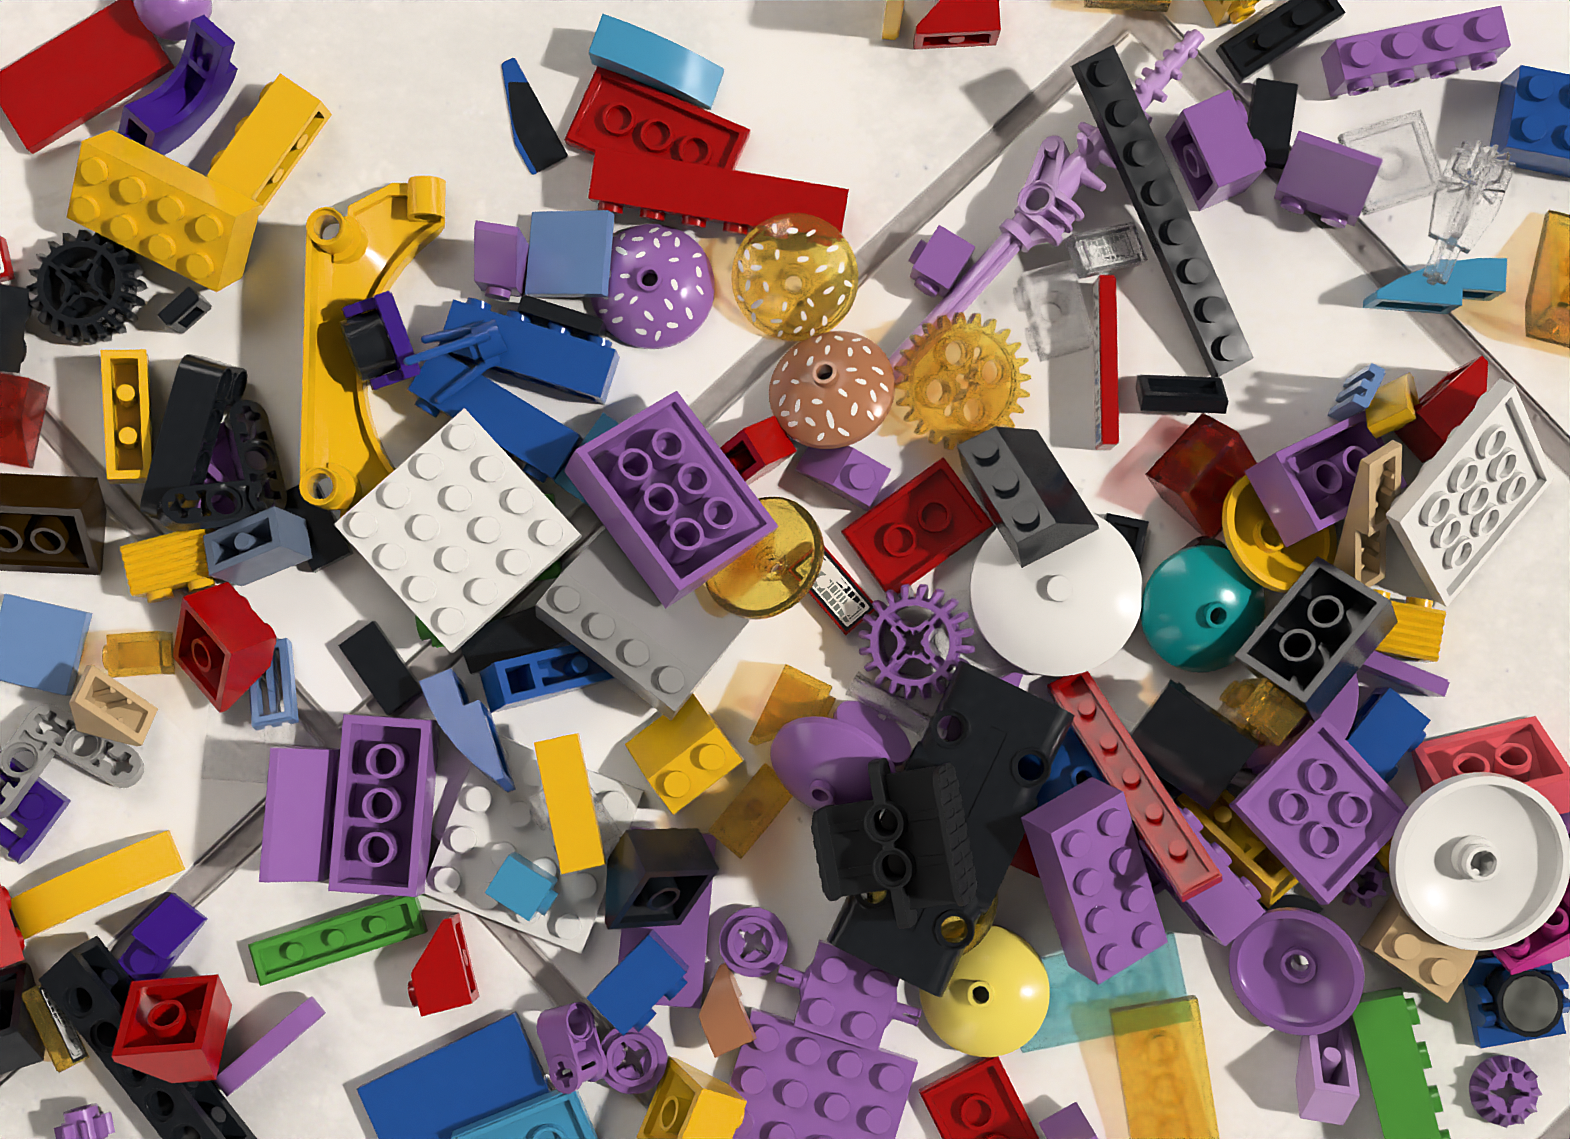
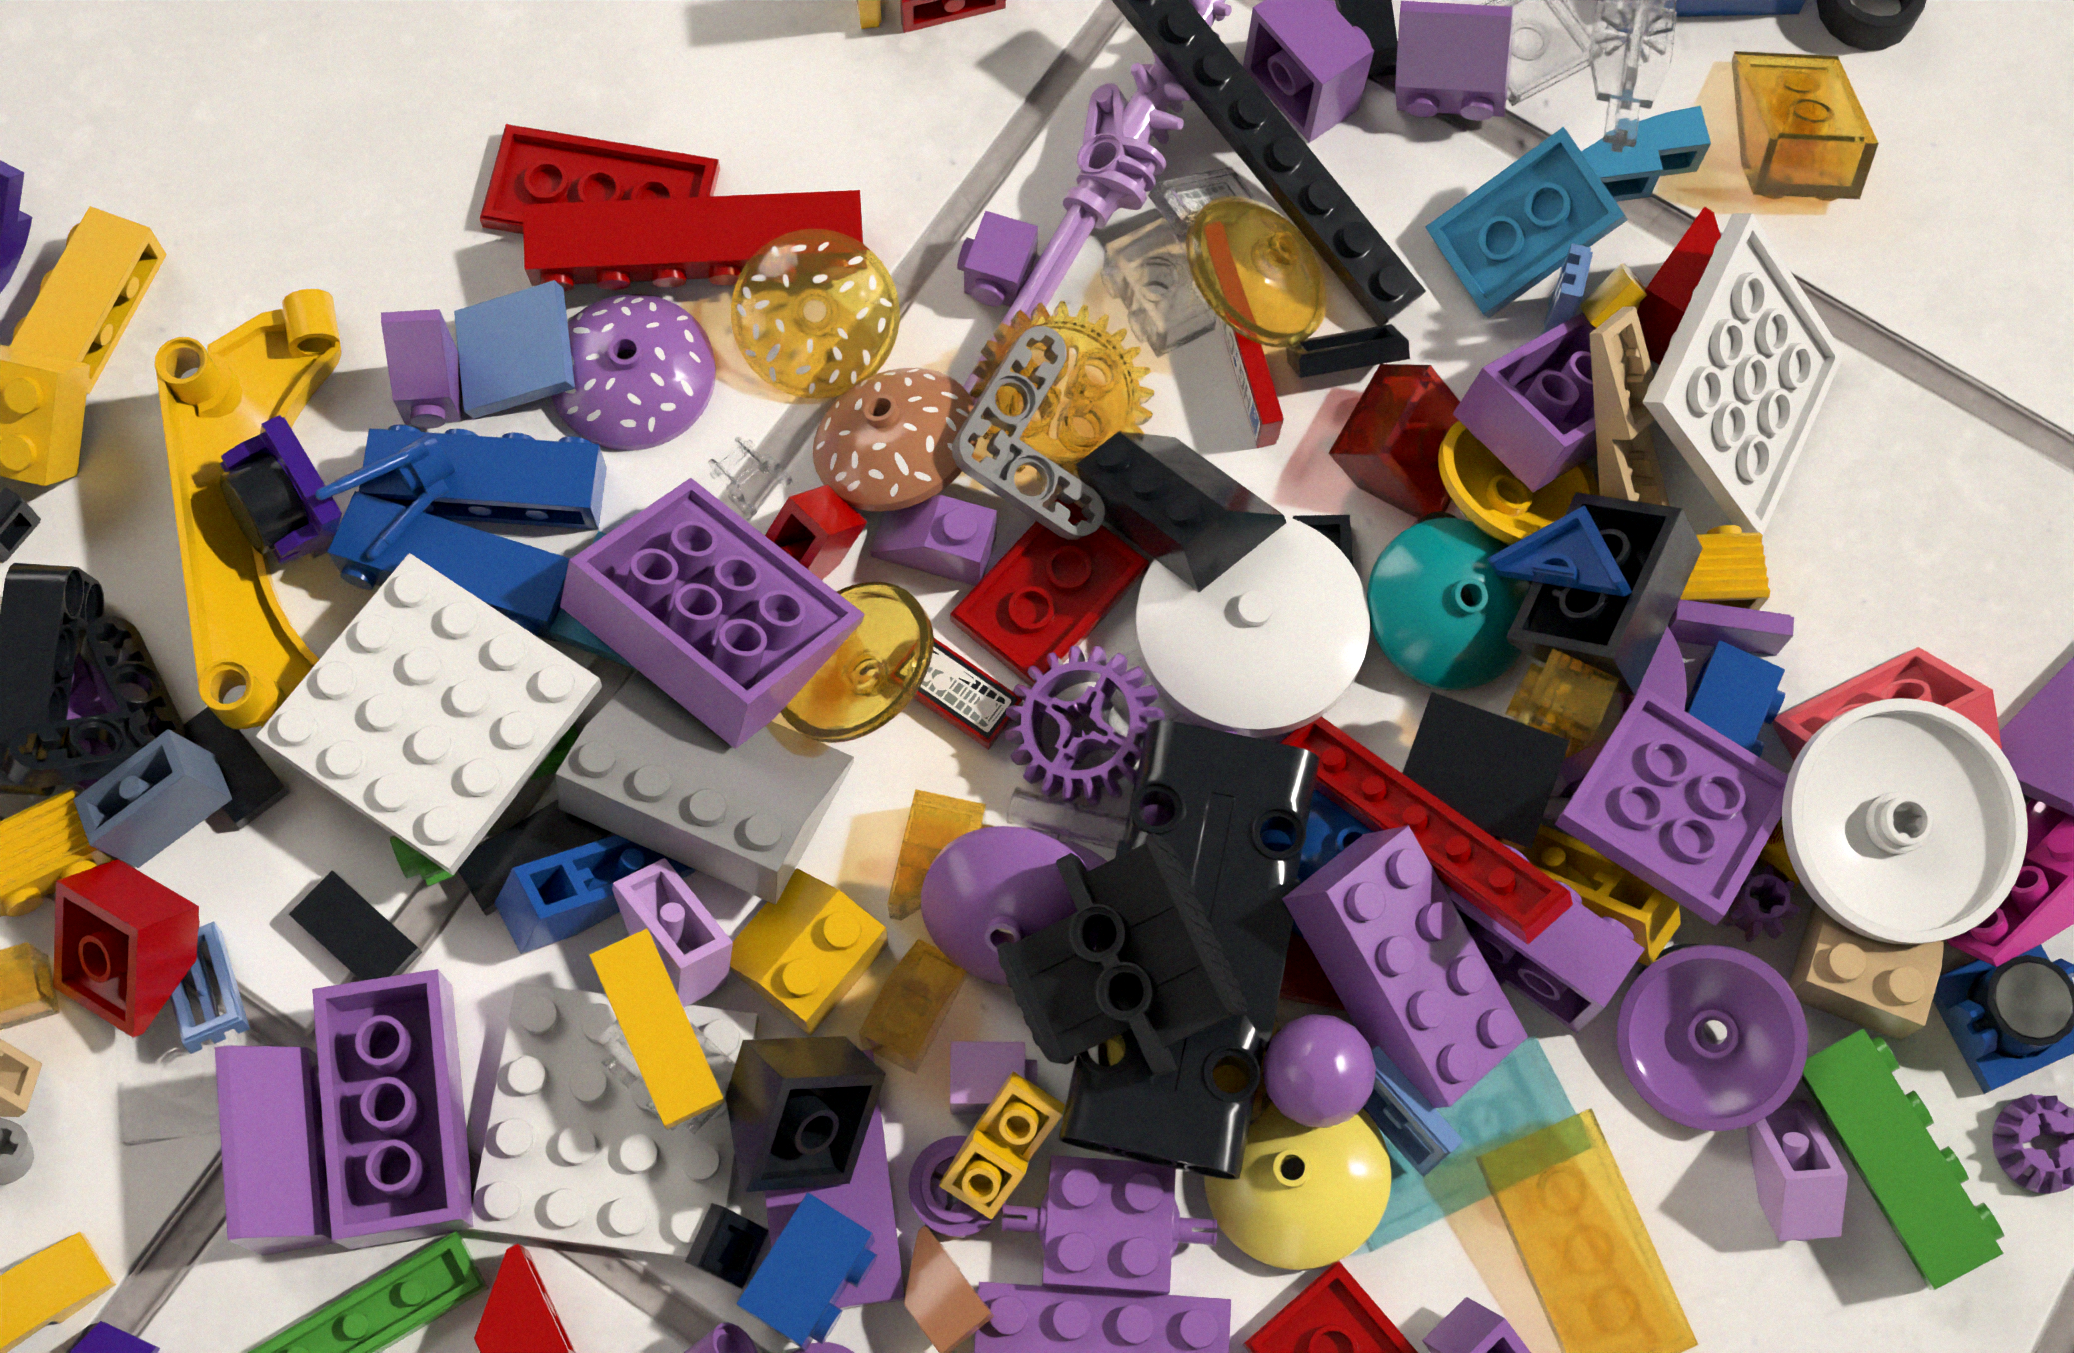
camera: 20 degrees left, 15 degrees down
(468, 726) = (492, 975): slope -> none
(523, 887) = (614, 1172): dark azure brick -> none
(530, 125) = (432, 215): black sticker -> none
(544, 312) = (537, 423): black tile -> none
(589, 946) = (727, 1245): none -> black tile
(596, 718) = (683, 930): none -> lavender slope
(655, 61) = (577, 102): dark azure slope -> none
(735, 383) = (763, 463): none -> clear piece
(786, 929) = (1002, 1145): none -> yellow slope
(791, 876) = (980, 1071): none -> lavender brick
(909, 426) = (1011, 452): none -> light grey beam
(1015, 939) = (1319, 1071): none -> medium lavender piece
(1065, 971) = (1408, 1117): none -> medium blue tile
(1129, 318) = (1256, 271): none -> clear yellow dish
(1296, 607) = (1564, 555): none -> blue tile
(1344, 325) = (1525, 221): none -> dark azure plate

